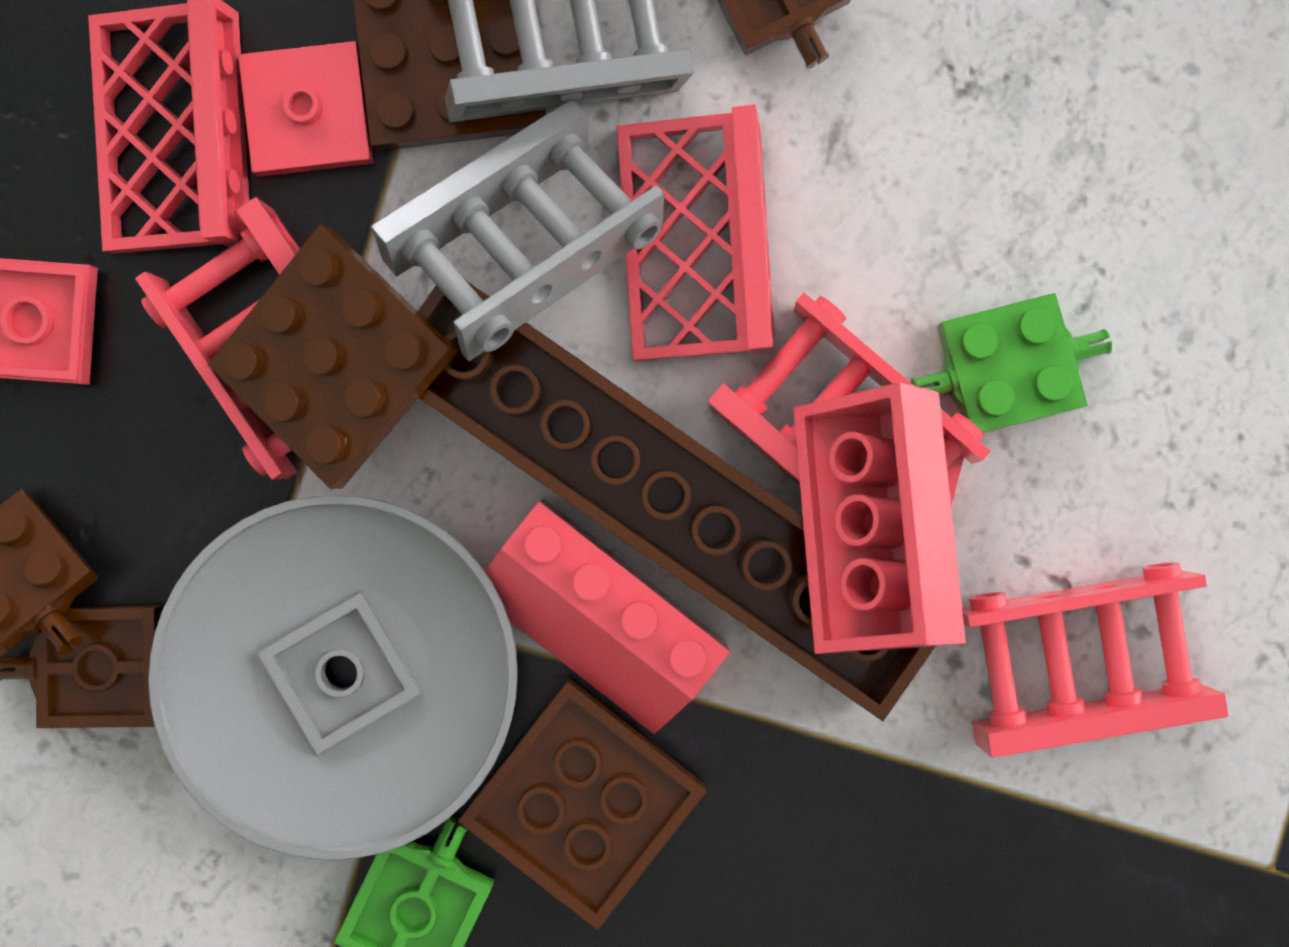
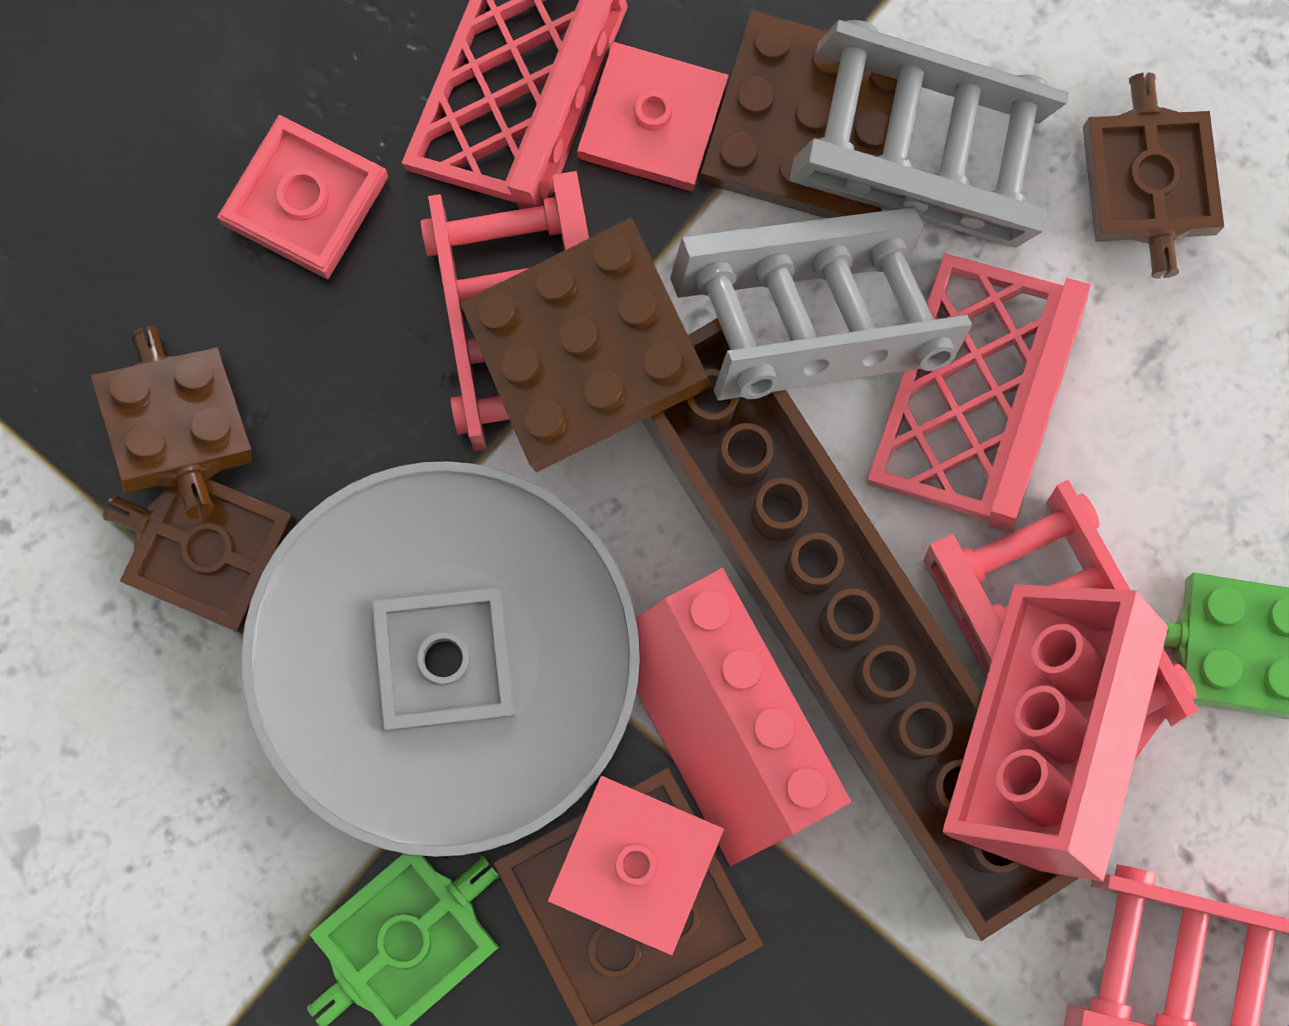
camera: 20 degrees right, 10 degrees down
(574, 775) = (636, 865): none -> coral plate

